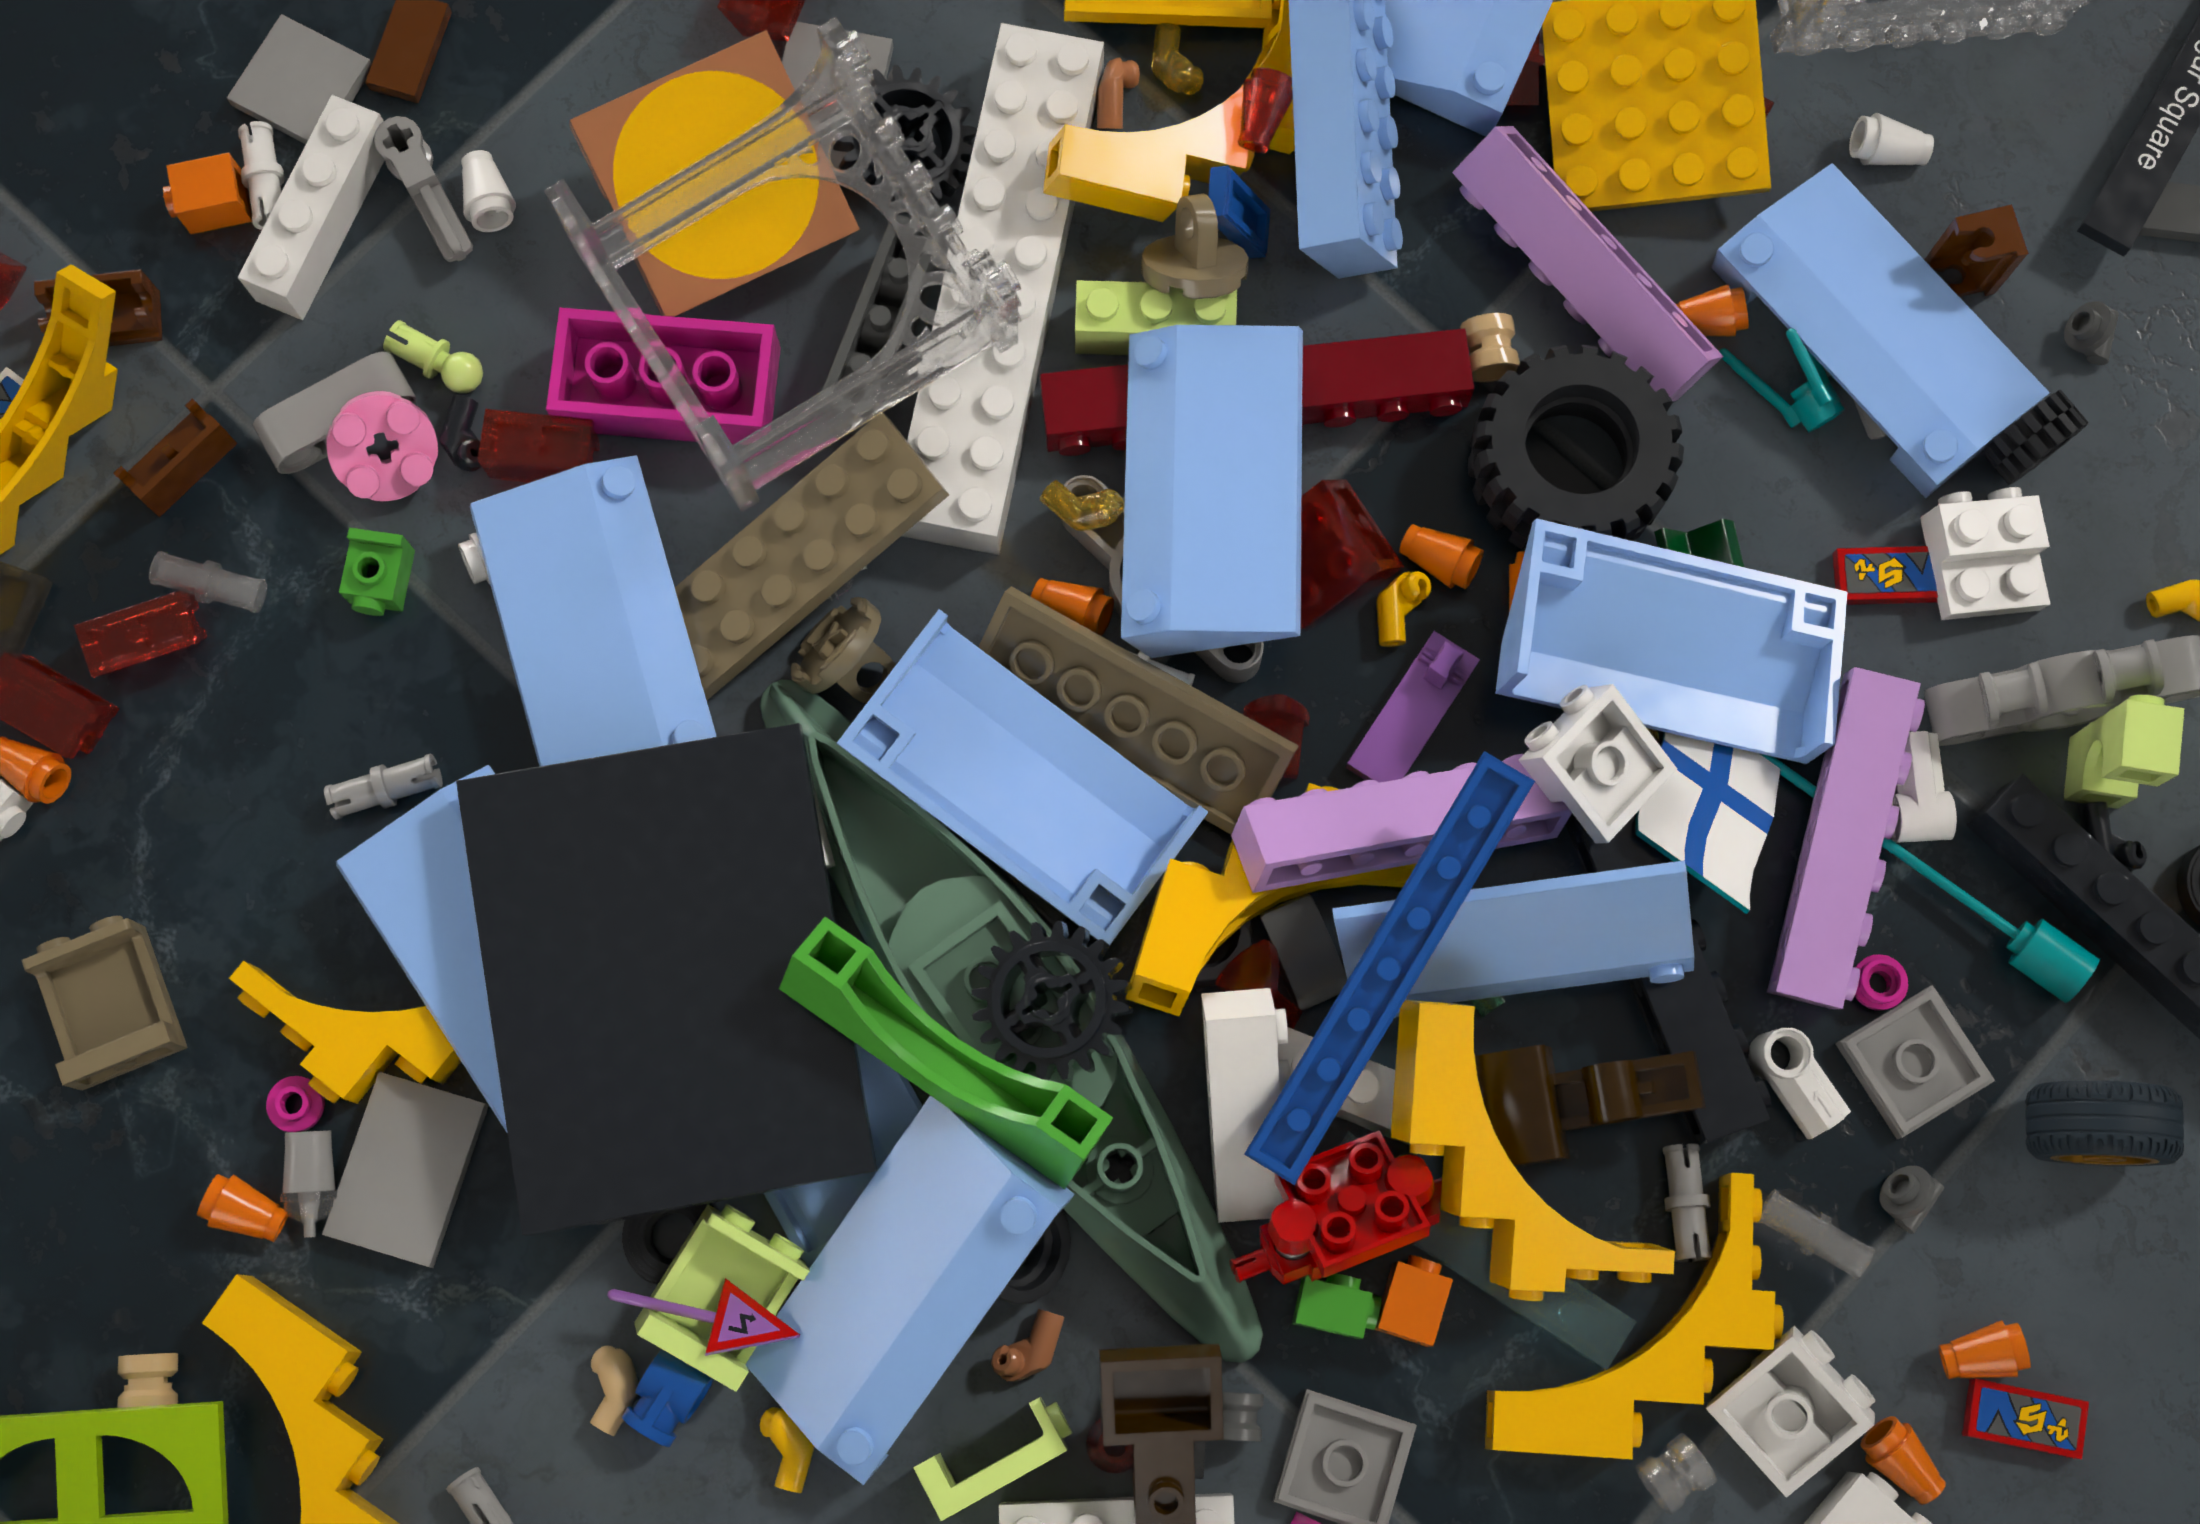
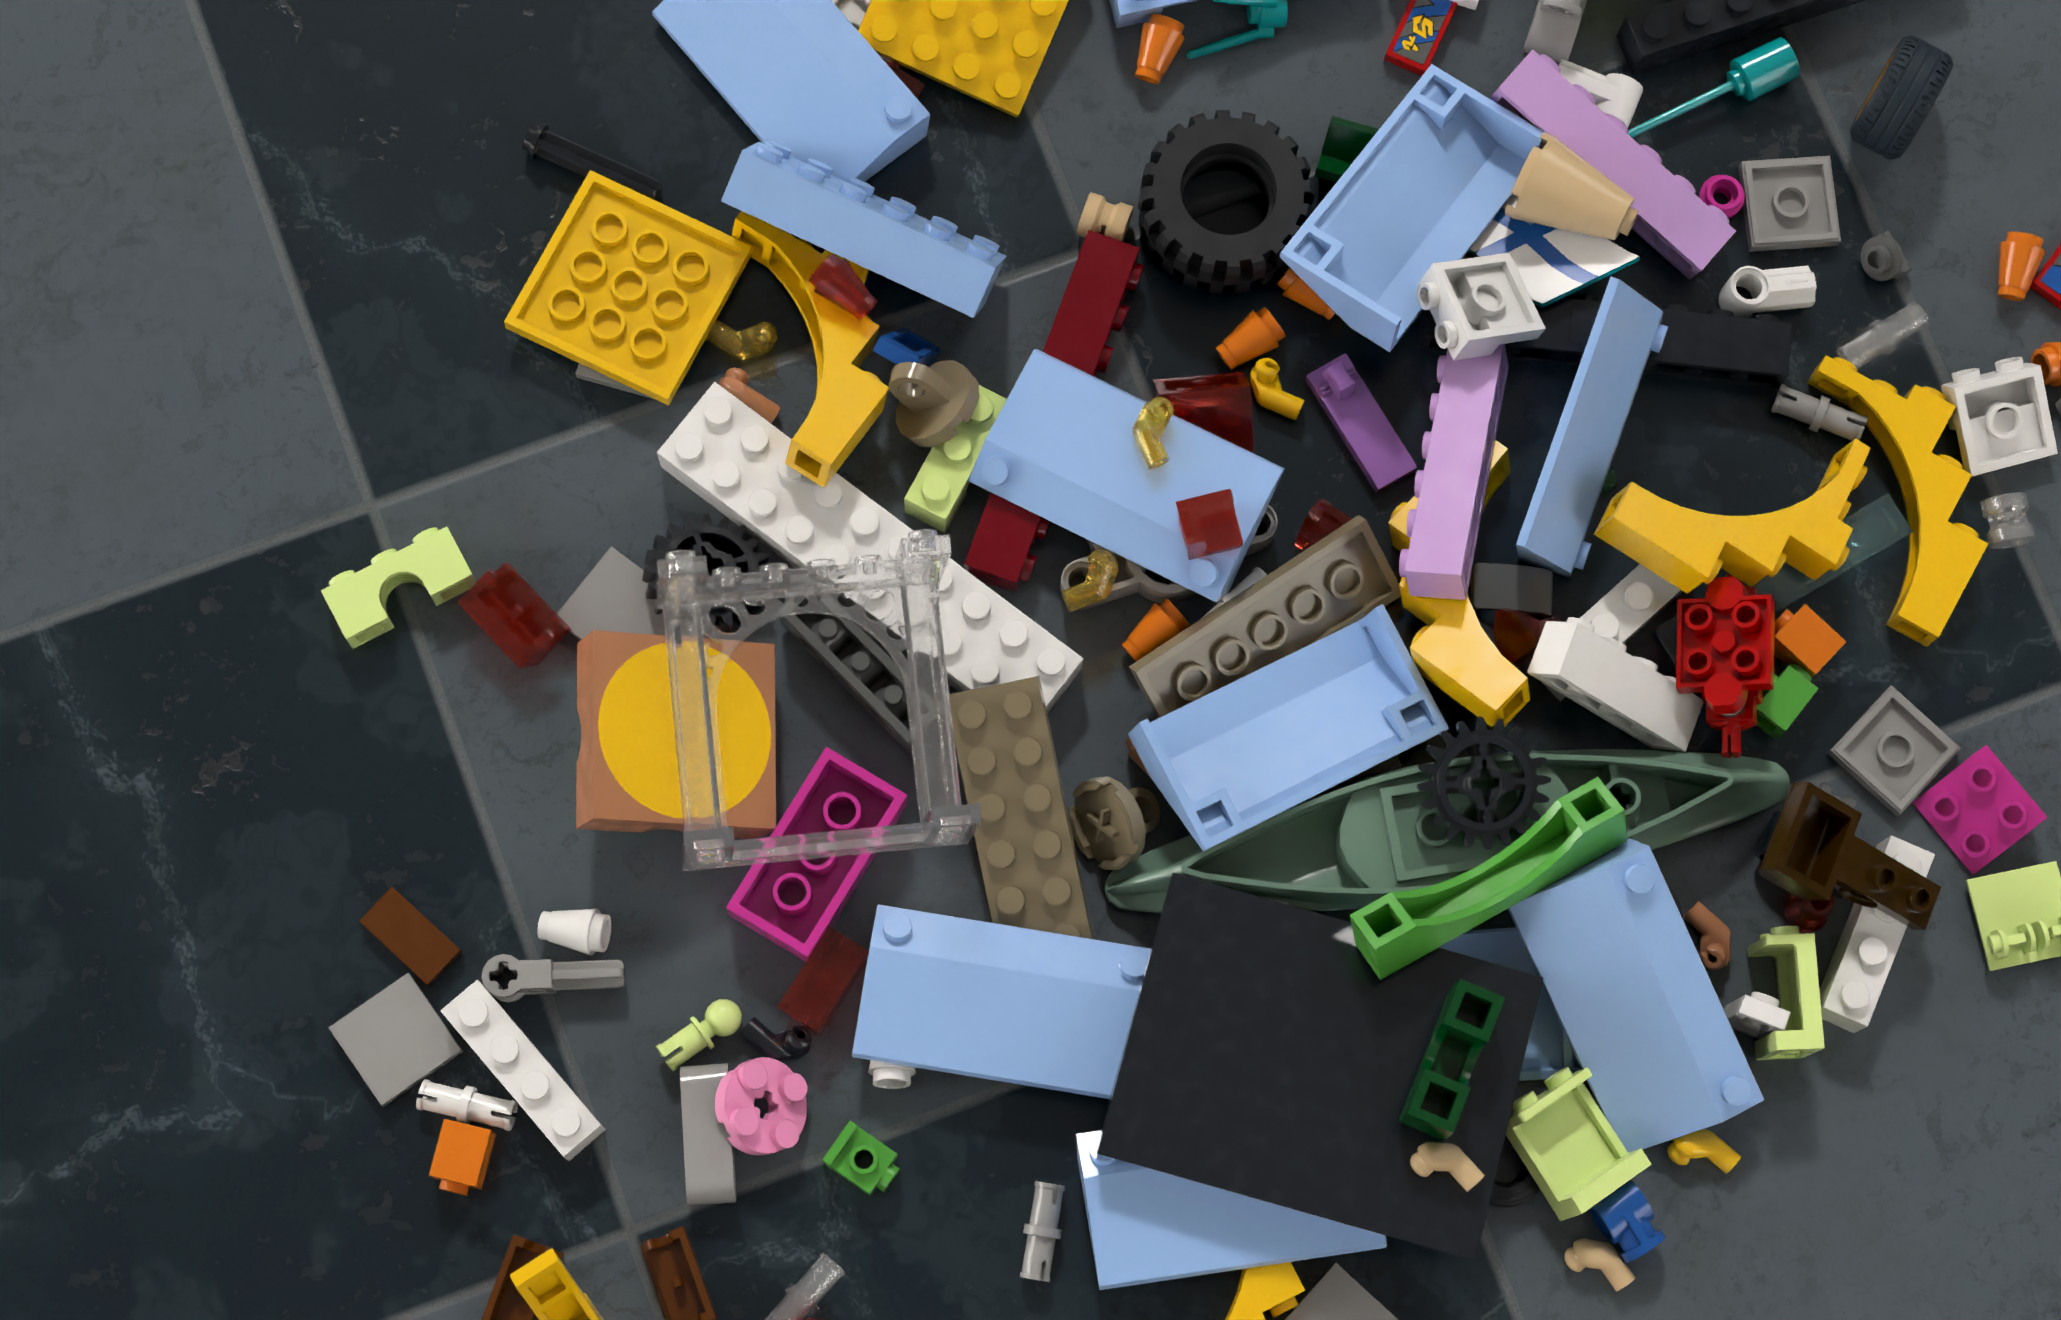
camera: 70 degrees left, 0 degrees up
(616, 1150) = (1448, 1158): none -> tan arm
(719, 1103) = (1449, 1059): none -> dark green arch
(736, 1324) = (1599, 1139): piece -> none
(956, 1433) = (1756, 1015): none -> white plate
(1191, 579) = (1209, 524): none -> clear red panel
(1267, 475) = (1149, 429): none -> clear yellow arm
(1389, 967) = (1581, 524): blue tile -> none
(1537, 1106) = (1704, 476): dark brown plate -> none
(1583, 262) = (1076, 117): lavender brick -> none
(1778, 798) = (1570, 194): none -> tan cone

